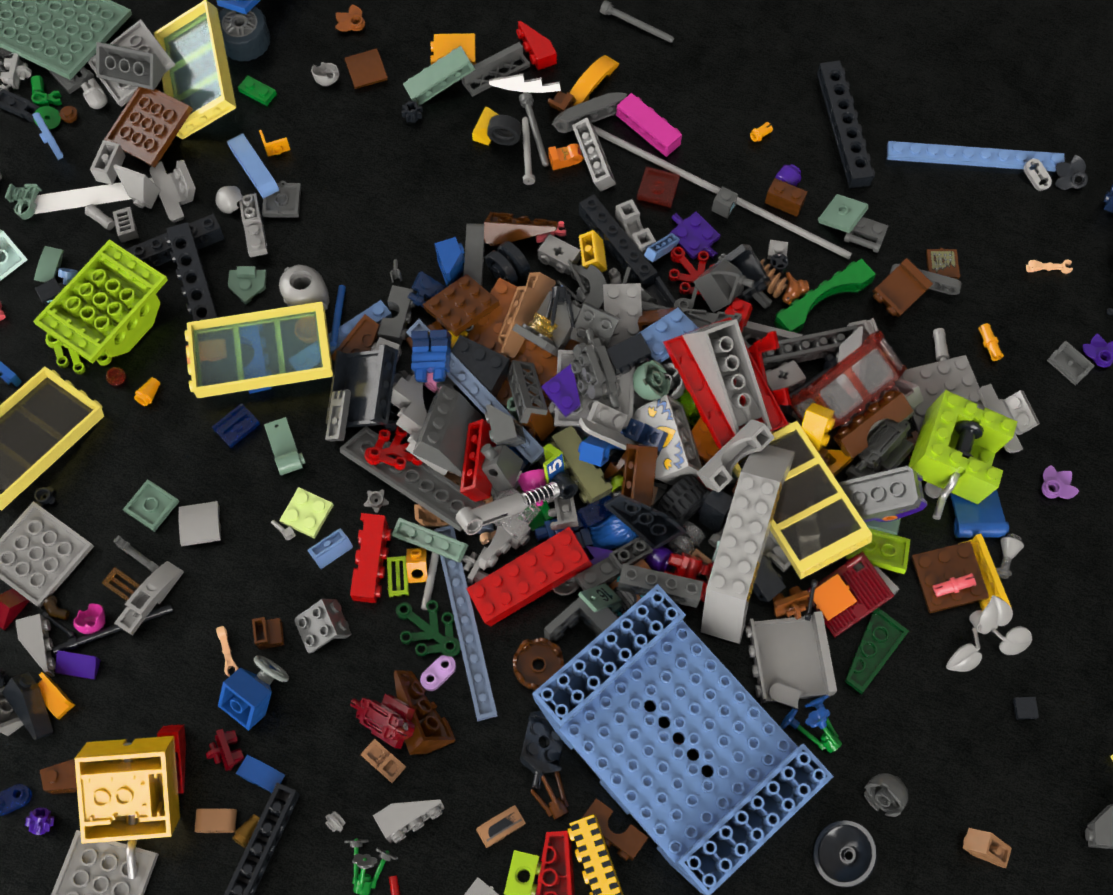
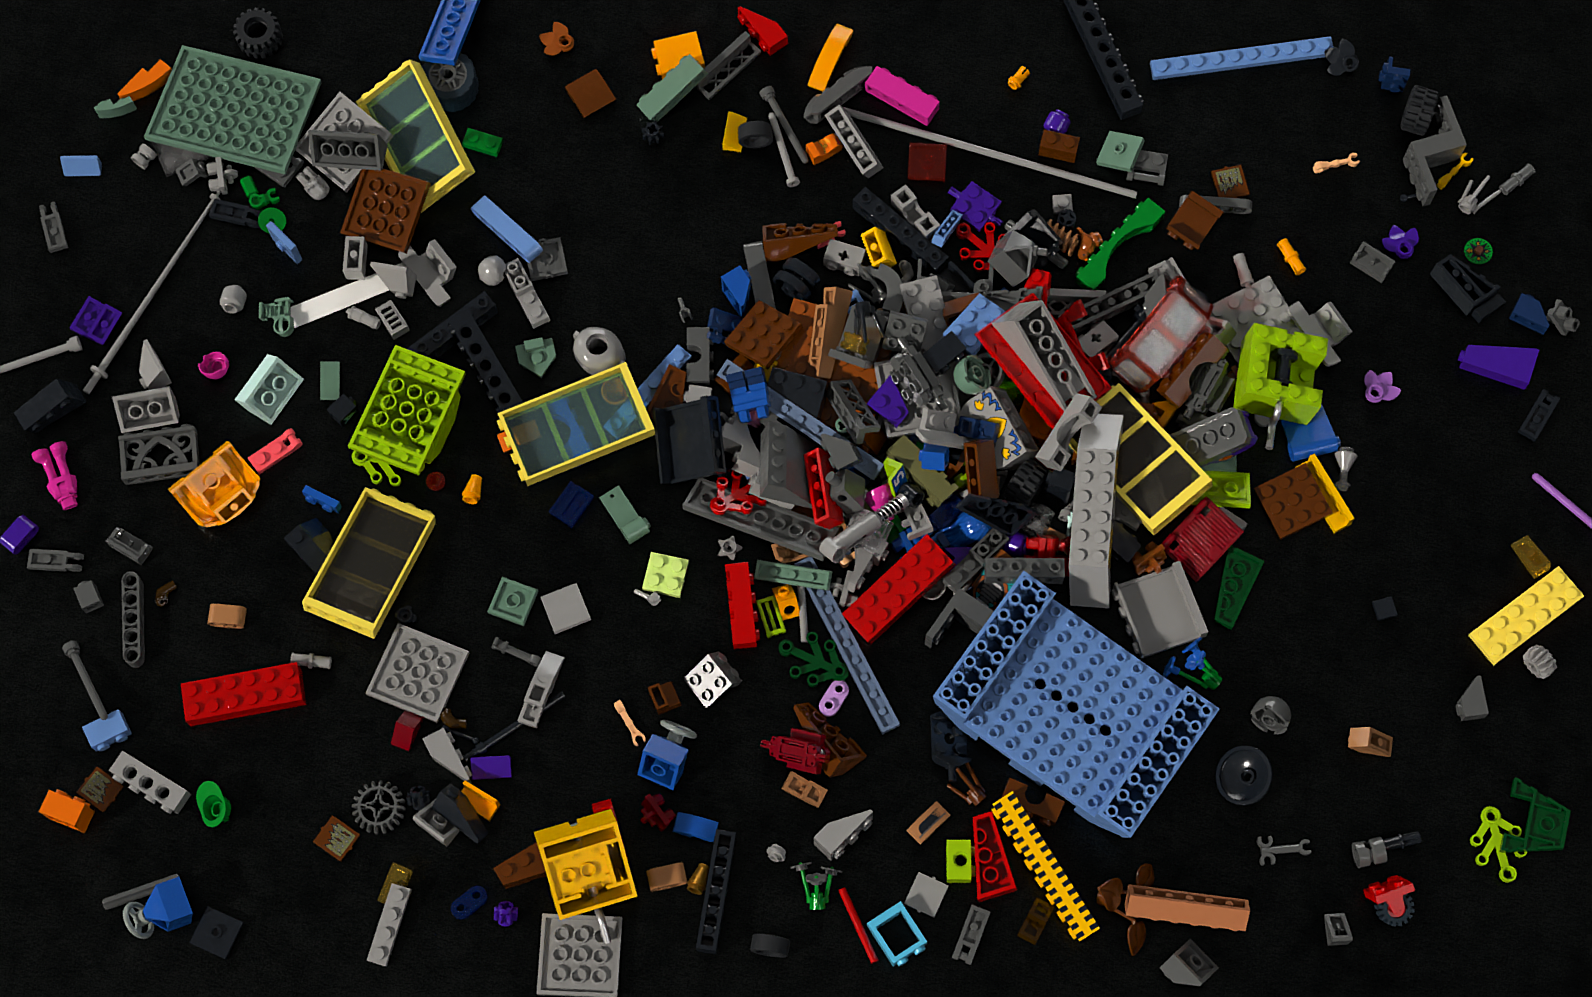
camera: 10 degrees left, 5 degrees up
(67, 274) = (352, 387): medium blue tile -> none
(68, 114) = (292, 211): reddish brown plate -> none
(90, 620) = (491, 722): dark pink hair -> none
(111, 577) = (504, 690): clear orange tile -> none
(275, 147) = (522, 203): light orange bracket -> none
(325, 74) = (550, 108): light grey hair -> none
(330, 548) = (698, 604): medium blue slope -> none
(337, 315) = (639, 370): blue bar -> none
(338, 415) = (671, 473): dark grey hinge -> none
(517, 83) = (755, 78): white slope -> none
(535, 650) = (925, 655): reddish brown plate -> none
(562, 101) = (806, 88): reddish brown panel -> none
(601, 598) = (972, 594): sand green door -> none
(724, 202) = (998, 165): dark grey brick -> none
(785, 695) = (1161, 646): light grey piece -> none
(814, 583) = (1167, 535): black hinge -> none
(817, 423) = (1139, 382): yellow slope -> none
(833, 597) = (1187, 545): orange piece -> none
(954, 585) = (1297, 508): coral pin -> none
(995, 614) = (1340, 528): light grey plant -> none
(1034, 176) = (1310, 63): light grey beam -> none

